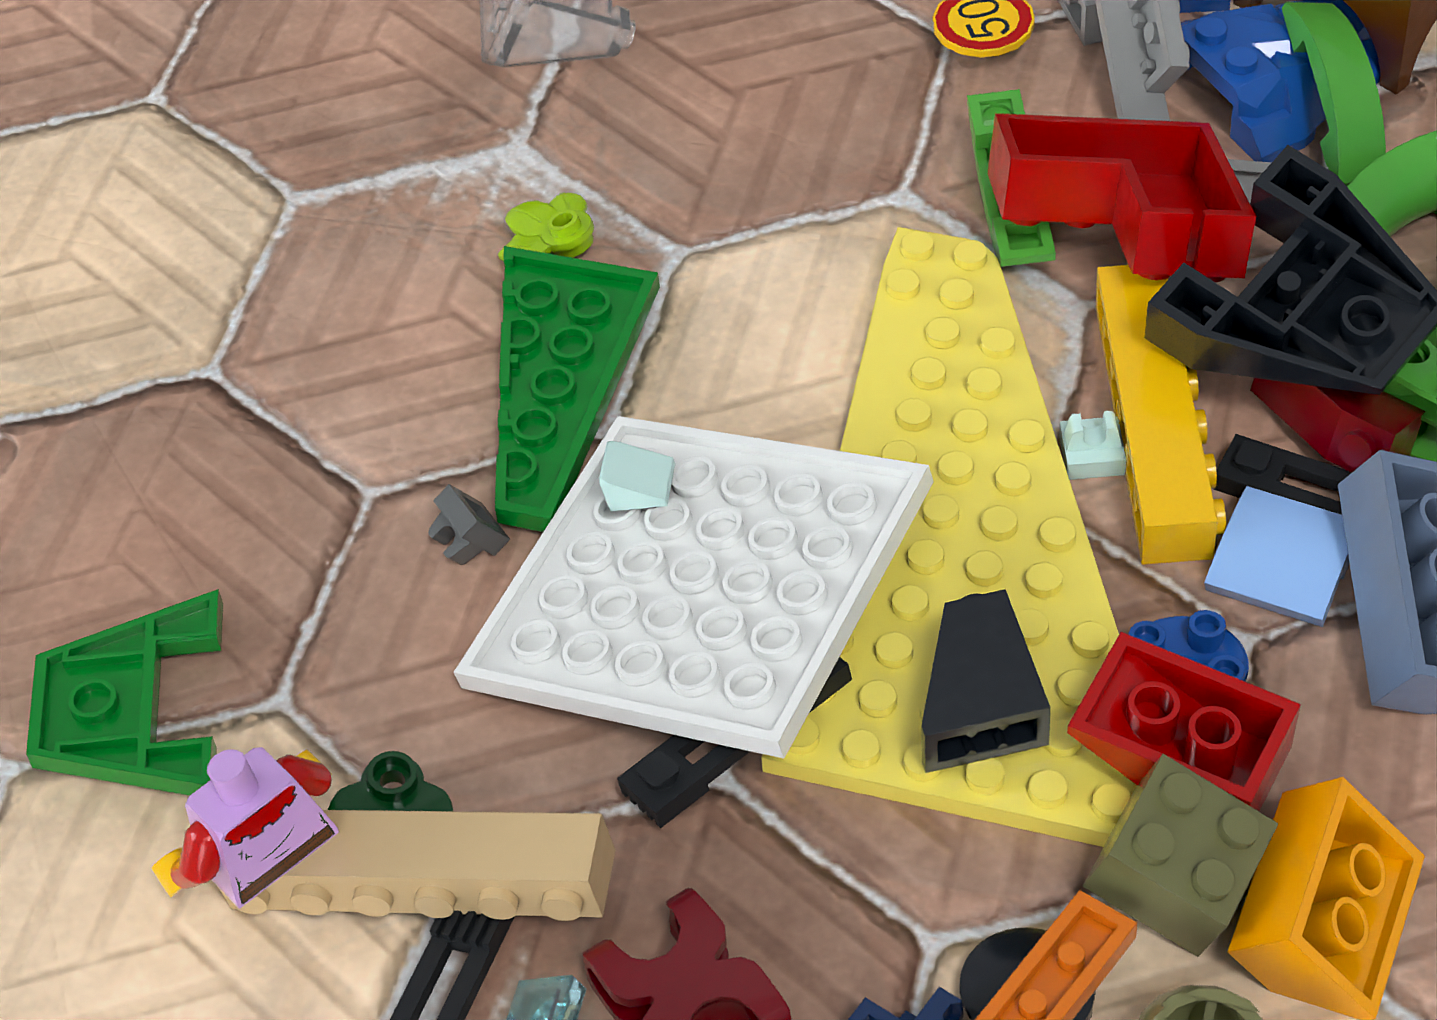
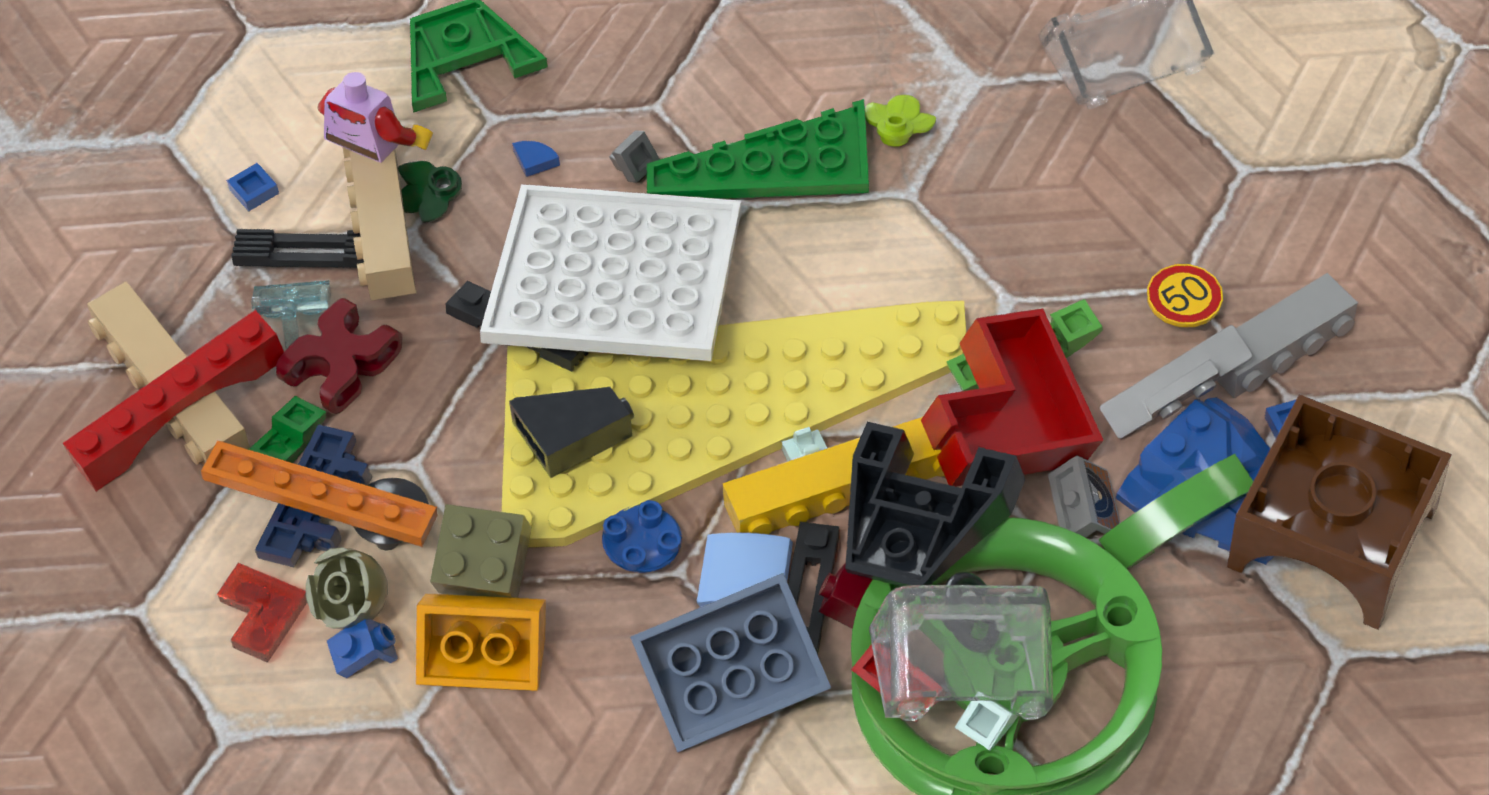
camera: 70 degrees right, 5 degrees up
(393, 655) = (535, 157): none -> blue tile
(635, 477) = (676, 215): light aqua slope -> none
(1204, 719) = (566, 538): red slope -> none

